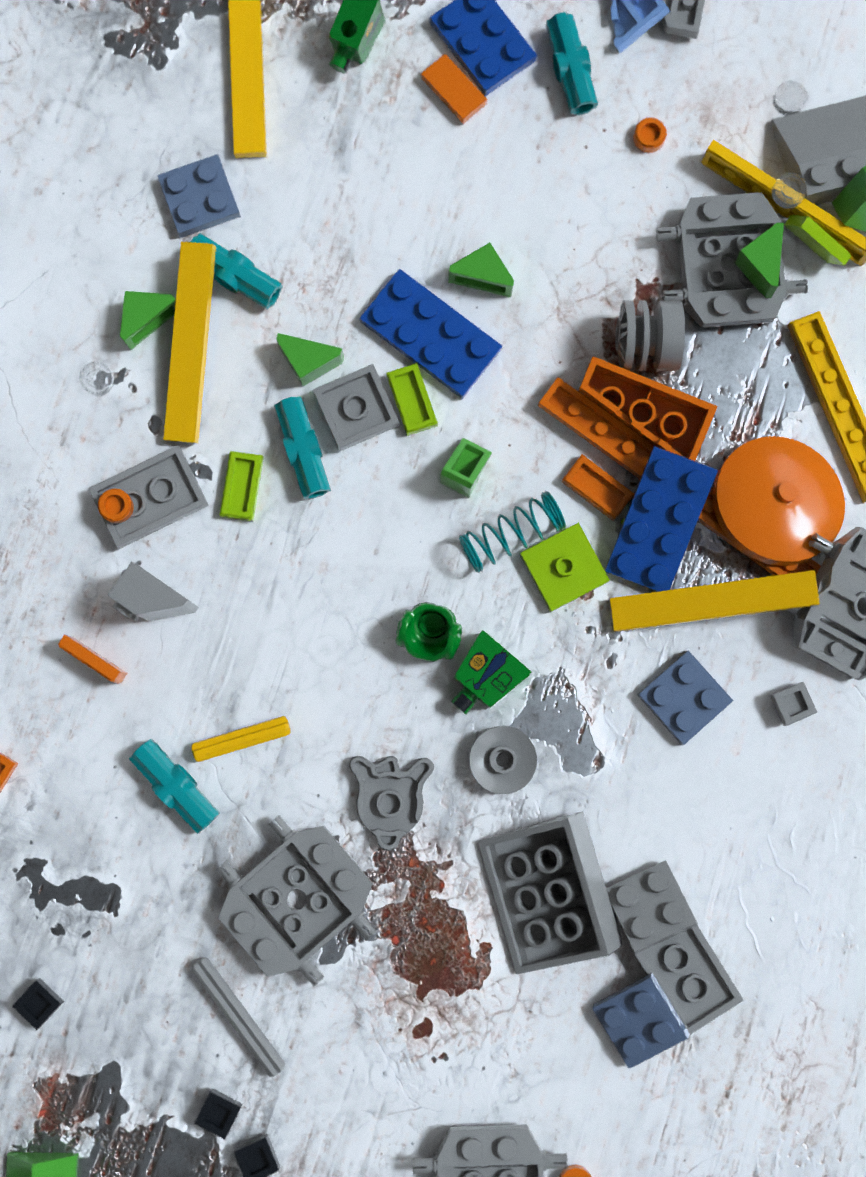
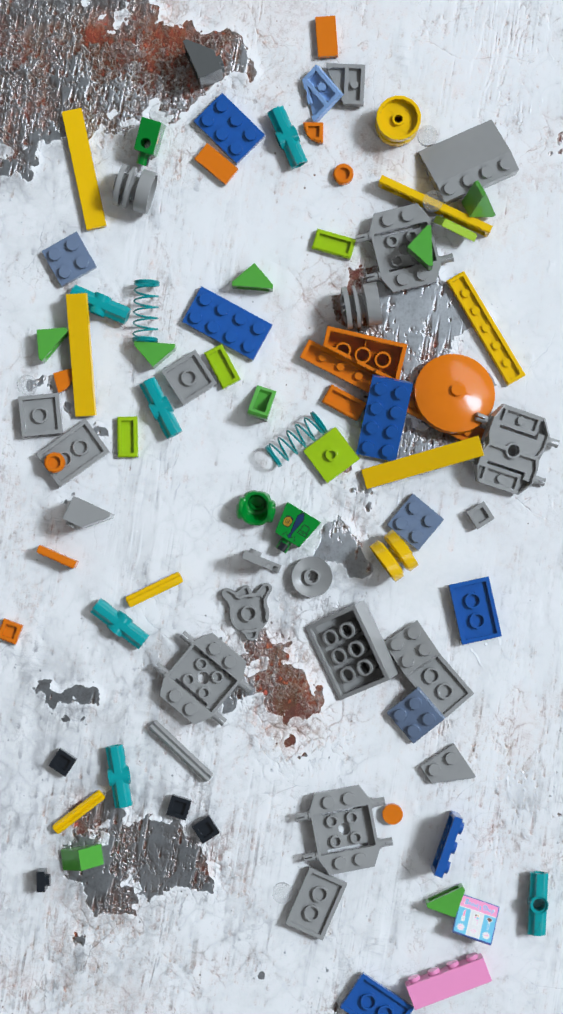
camera: 10 degrees left, 5 degrees up
(49, 1093) = (78, 811): none -> yellow axle
(108, 428) = (40, 415): none -> light grey plate
(127, 1043) = (119, 776): none -> teal piece
(154, 379) = (63, 379): none -> orange tile
(306, 252) = (144, 283): none -> teal piece
(319, 98) = (134, 188): none -> light grey wheel
(415, 712) = (255, 557): none -> light grey wing
(614, 64) = (314, 131): none -> orange tile
(618, 238) = (333, 244): none -> lime tile
(645, 746) = (394, 555): none -> yellow wheel
(680, 1117) = (447, 766): none -> light grey wing
(749, 63) = (399, 109): none -> yellow wheel
(763, 860) = (475, 610): none -> blue plate

